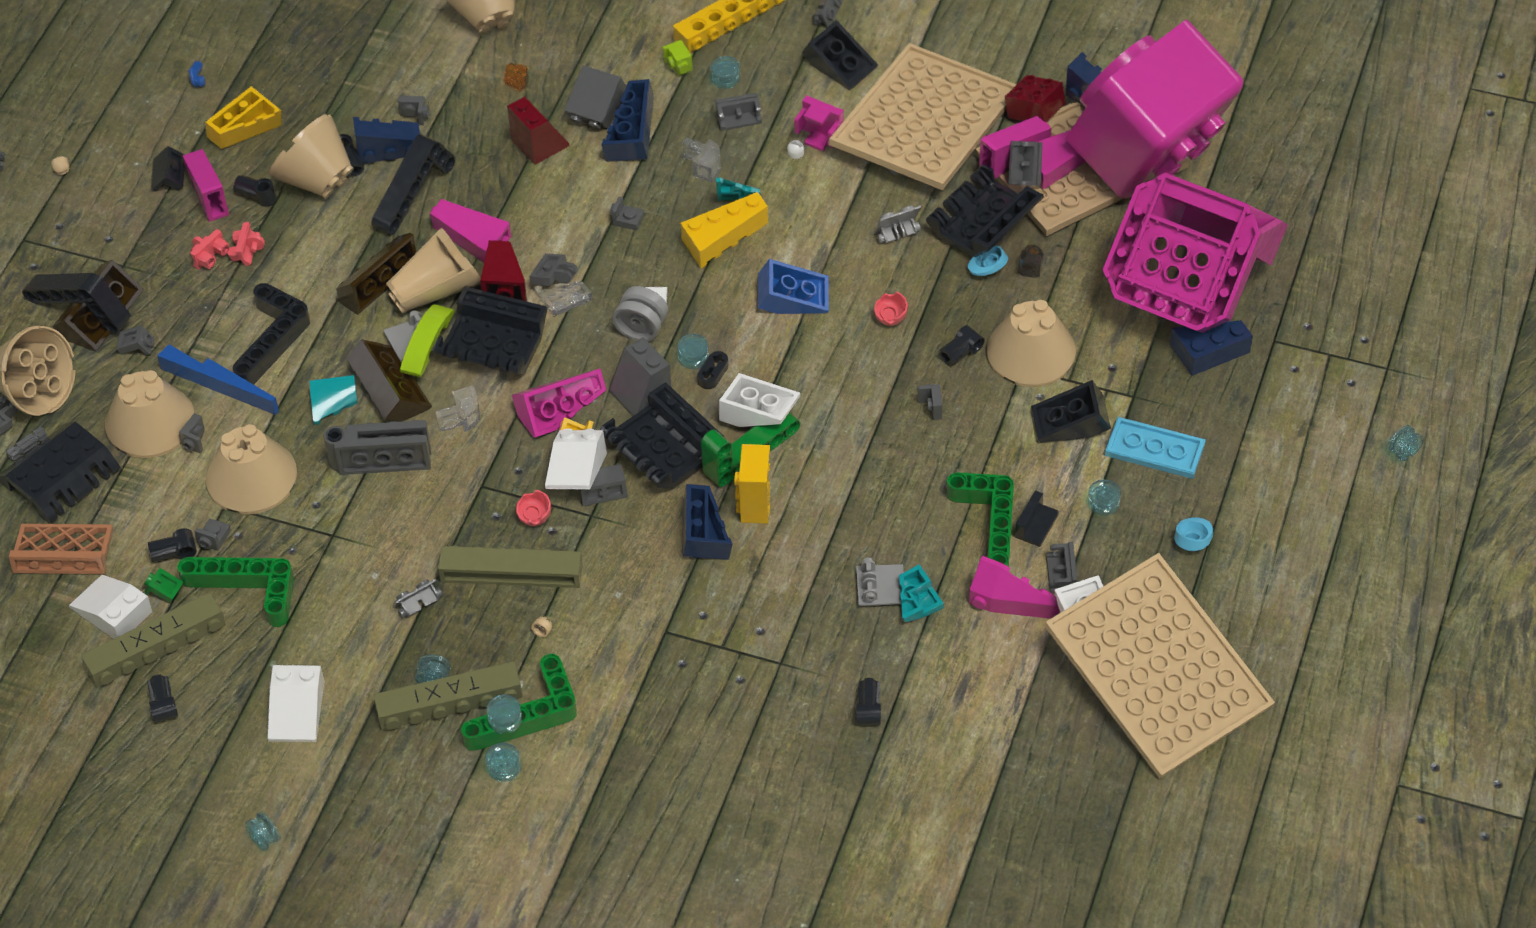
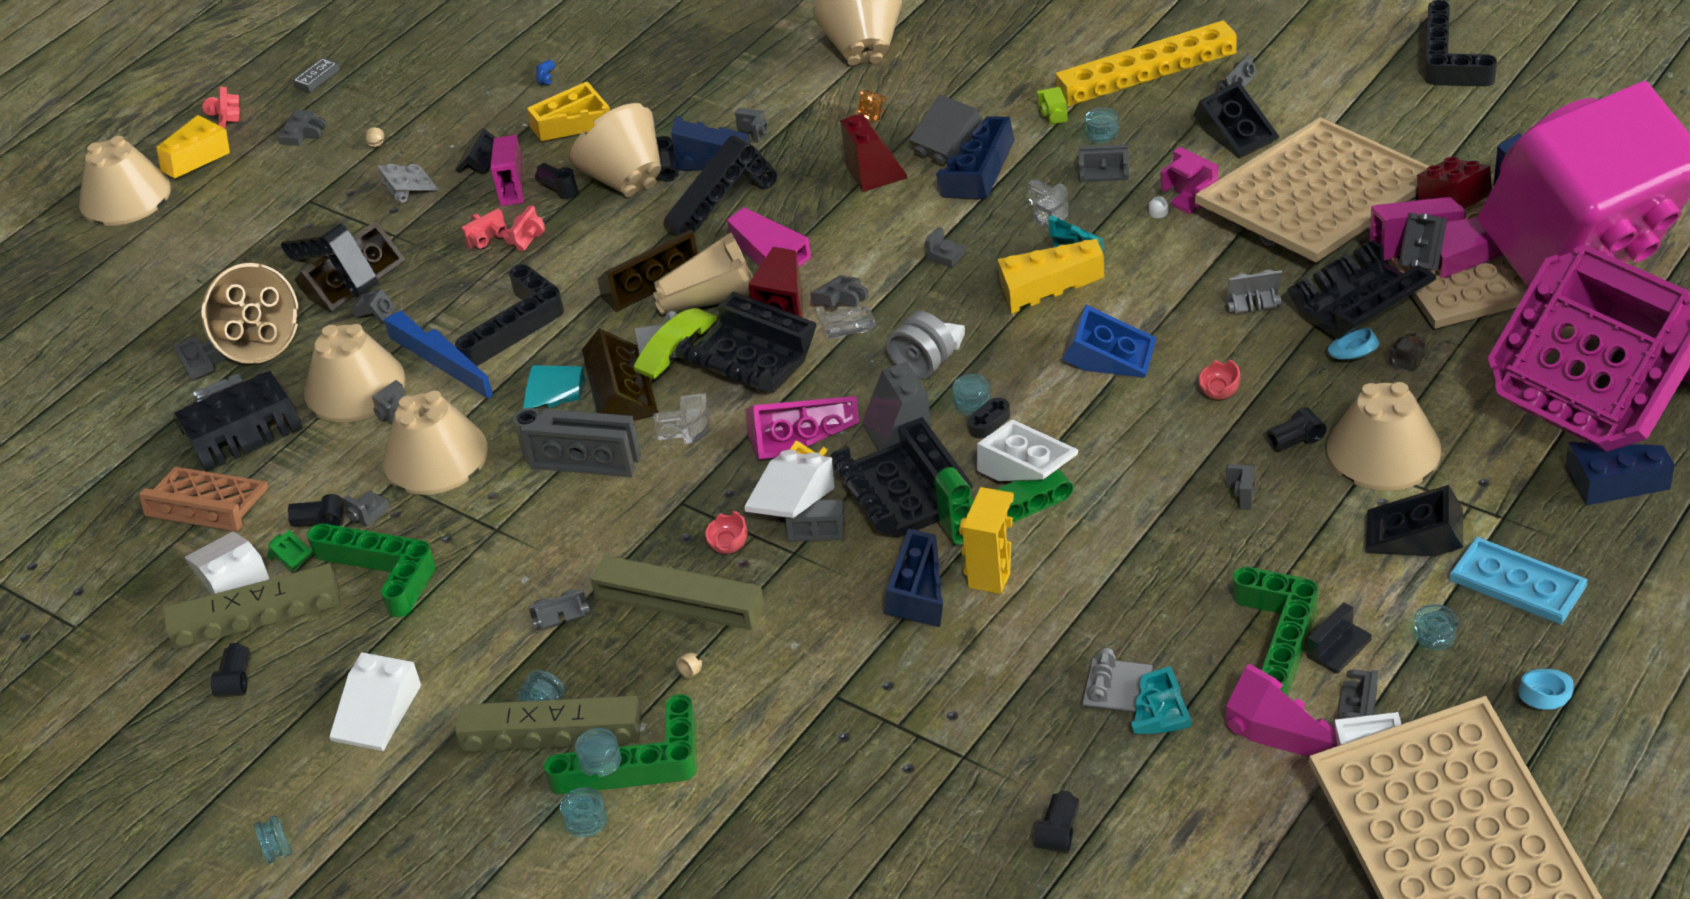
camera: 20 degrees right, 10 degrees down
(110, 207) = (402, 179): none -> light grey hinge

